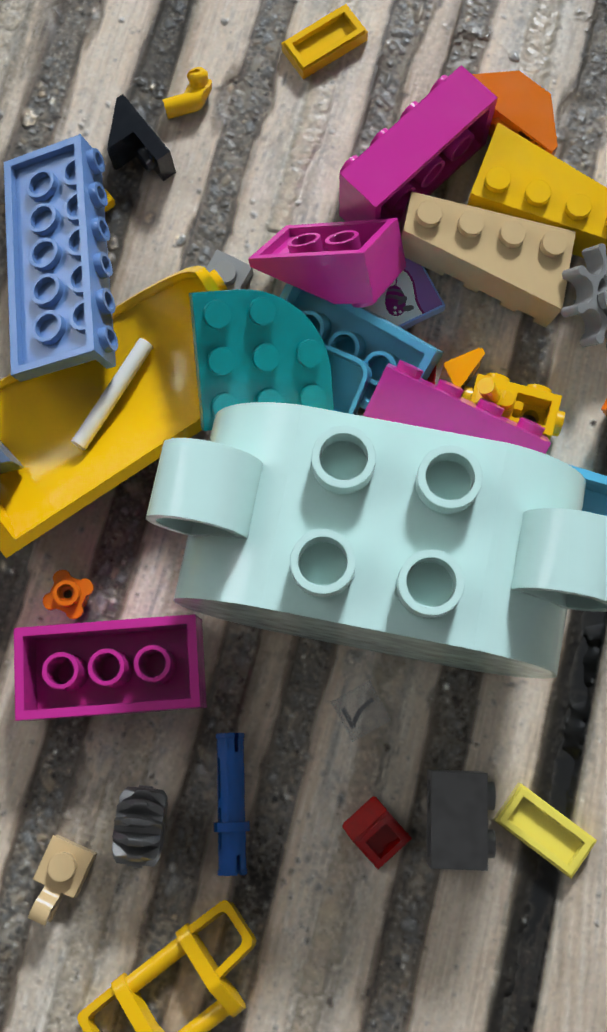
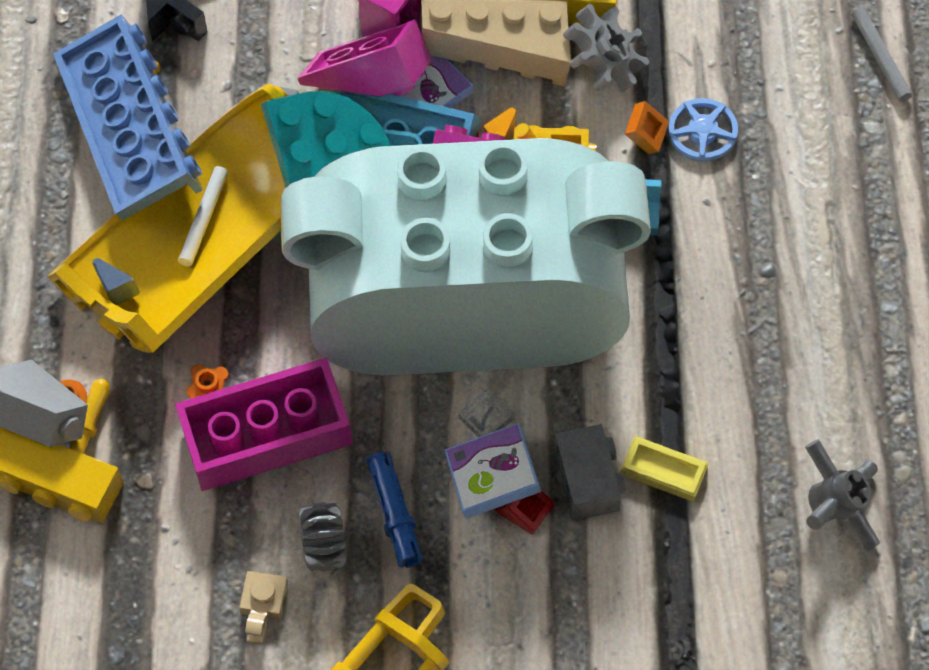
camera: 20 degrees left, 15 degrees down
(350, 790) = (492, 470): none -> tile

